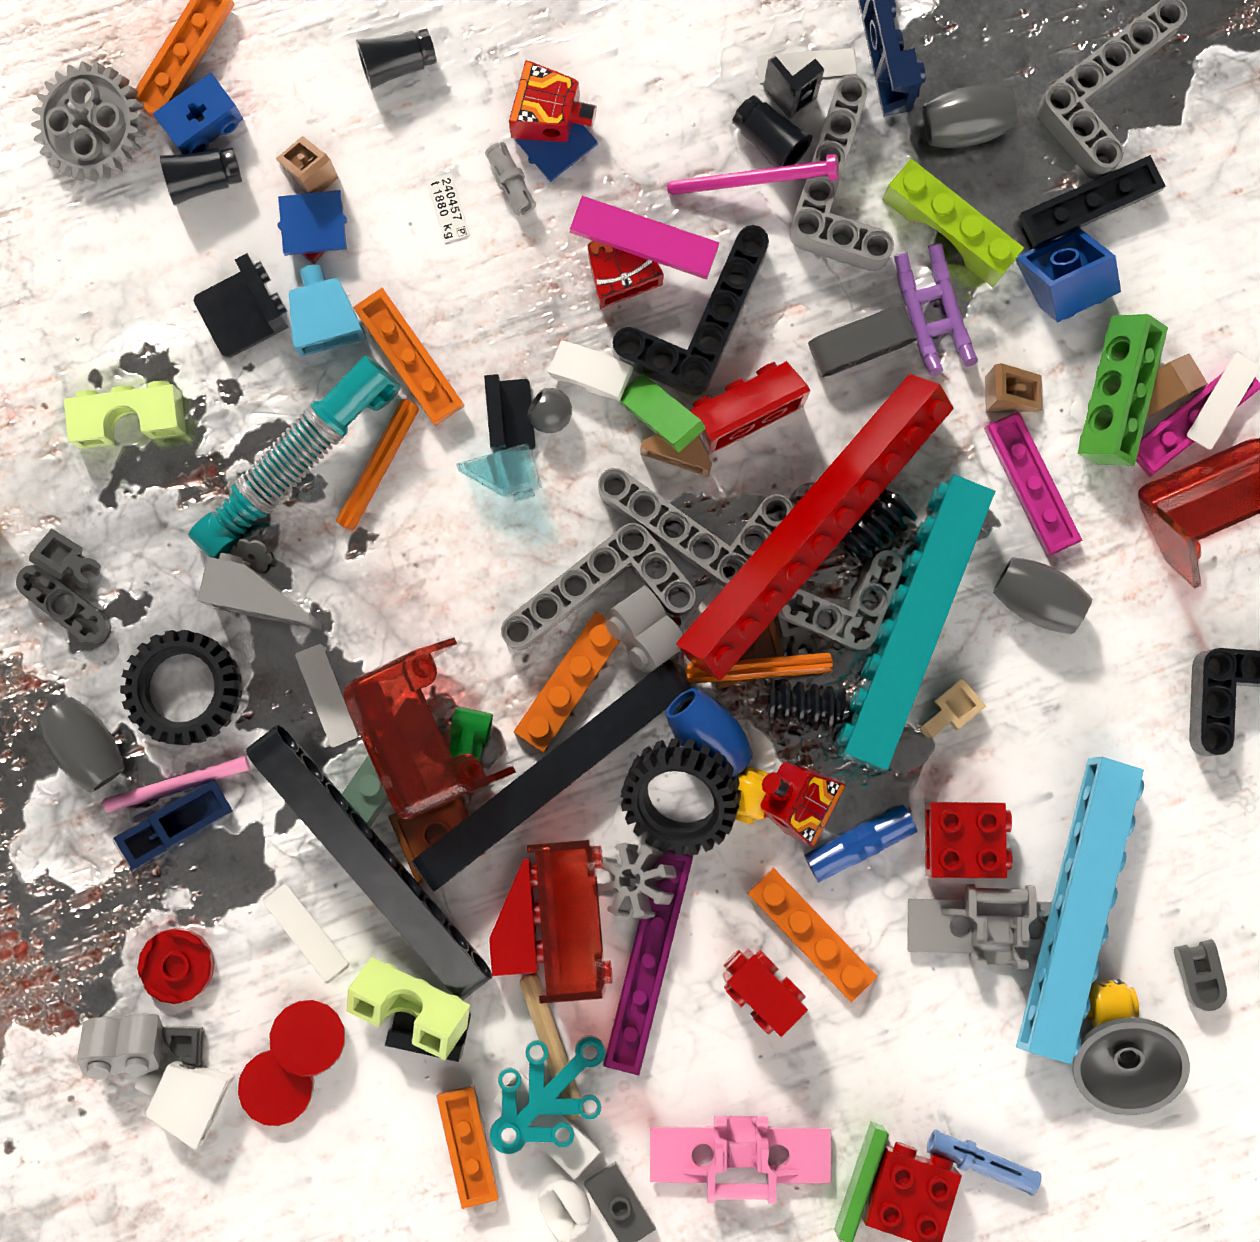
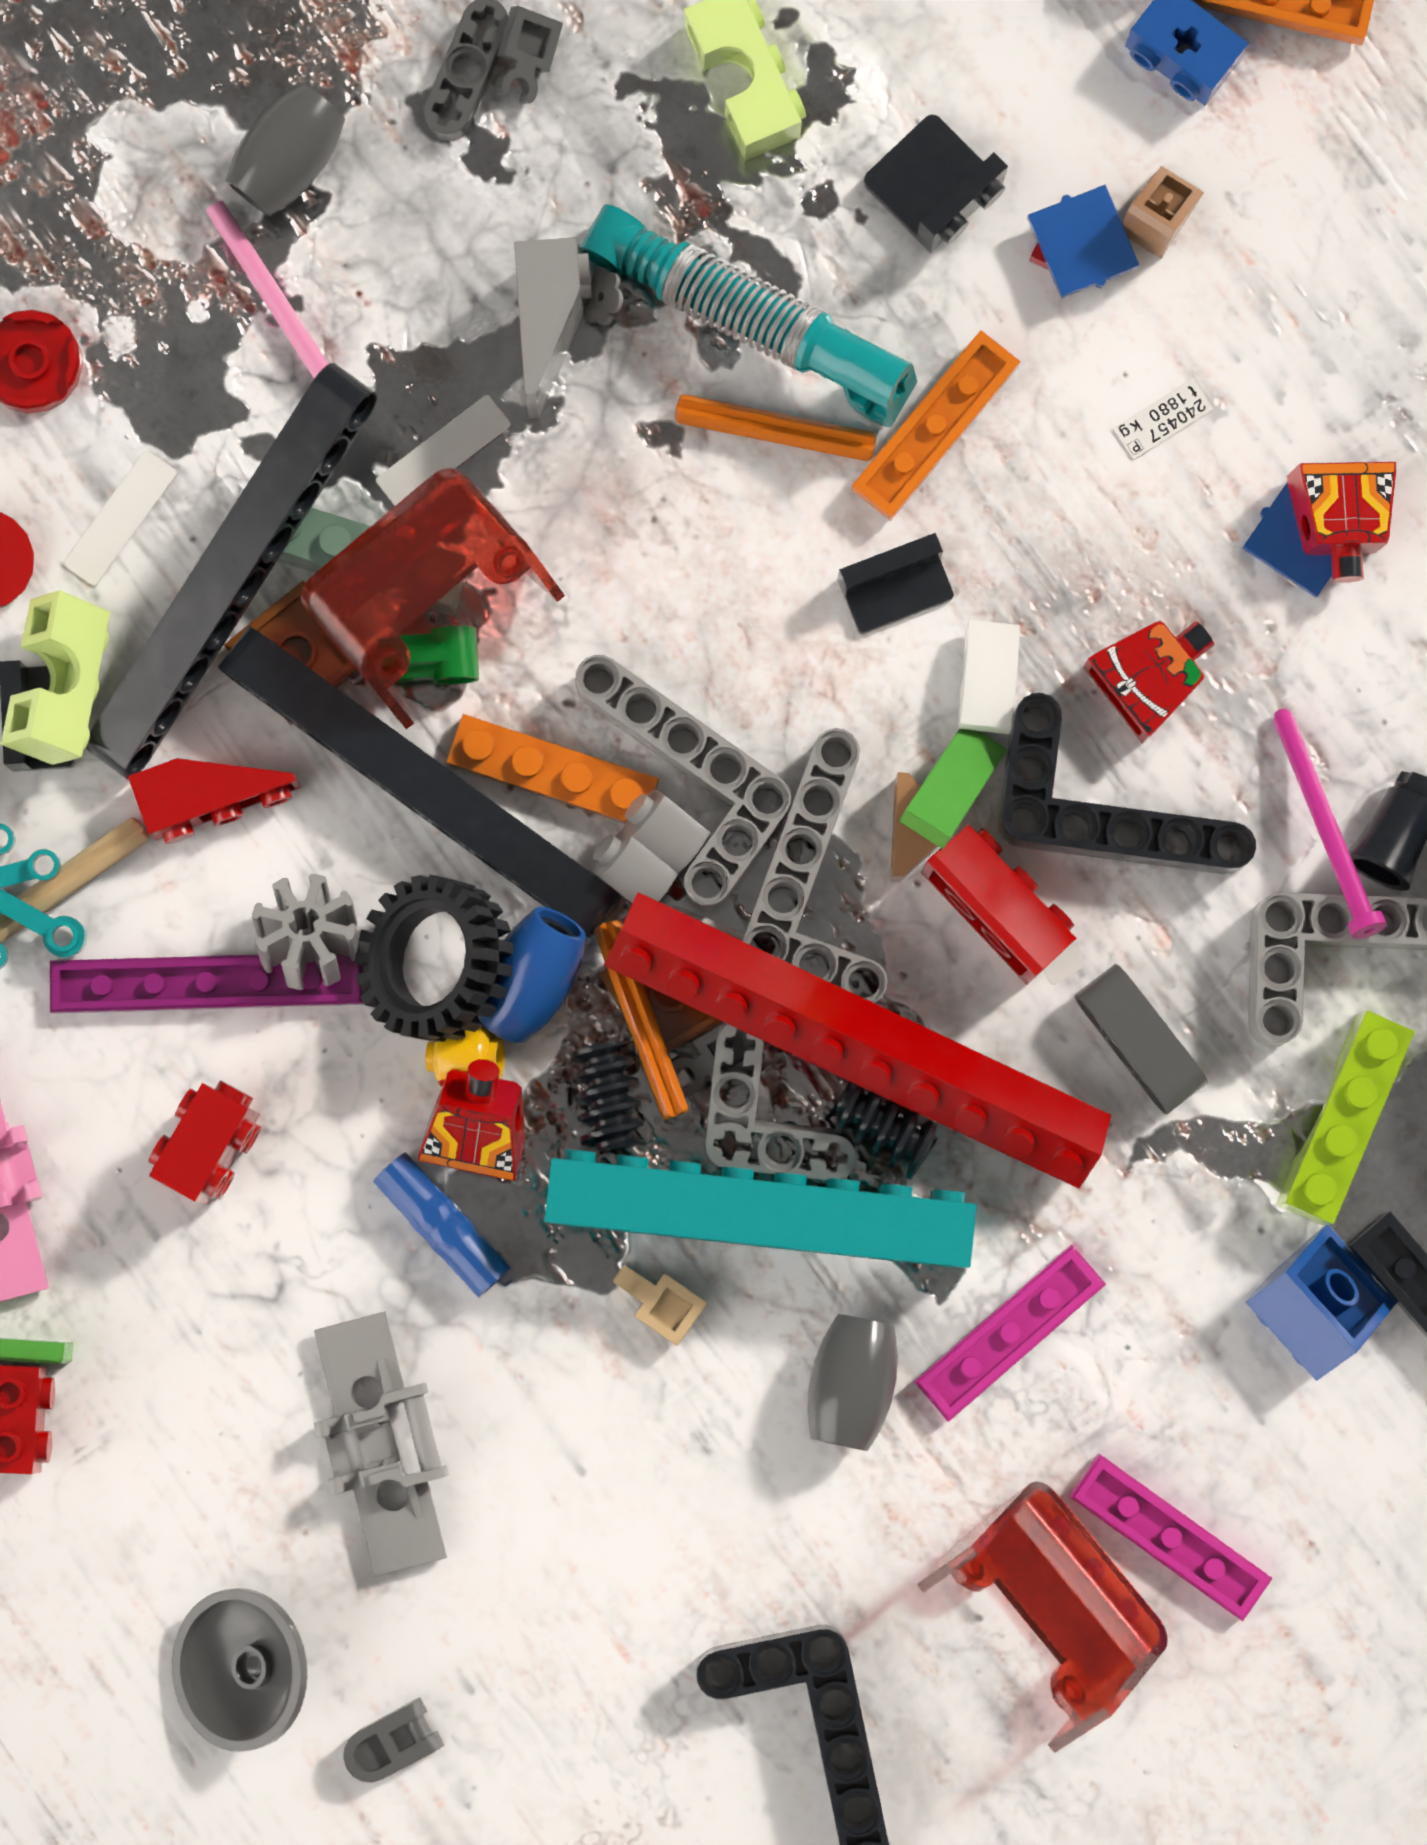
camera: 70 degrees right, 0 degrees up
(138, 687) = (382, 201): black tyre -> none
(172, 826) = (211, 301): dark blue slope -> none
(199, 173) = (1106, 69): black plant -> none
(321, 314) = (960, 291): medium azure torso -> none
(395, 55) = (1352, 283): black plant -> none
(506, 472) = (812, 602): clear light blue slope -> none
(510, 178) = (1226, 491): light grey pin -> none
(550, 411) = (915, 637): dark grey piece -> none
(571, 920) = (230, 857): clear red windscreen -> none
(644, 237) = (1190, 694): dark pink tile -> none
(812, 934) = (300, 1194): orange plate -> none
(943, 290) = (1226, 1097): medium lavender piece -> none
(967, 840) = (485, 1367): red brick -> none
(969, 1156) = (58, 1507): medium blue pin -> none
(1012, 390) = (1133, 1271): medium nougat slope -> none
(1080, 909) = (433, 1546): medium azure brick -> none
(1111, 1001) = (321, 1622): yellow head -> none
(1122, 390) = (1175, 1419): bright green brick -> none
(1174, 383) = (1205, 1486): medium nougat slope -> none
(1223, 401) = (1204, 1569): white sticker -> none

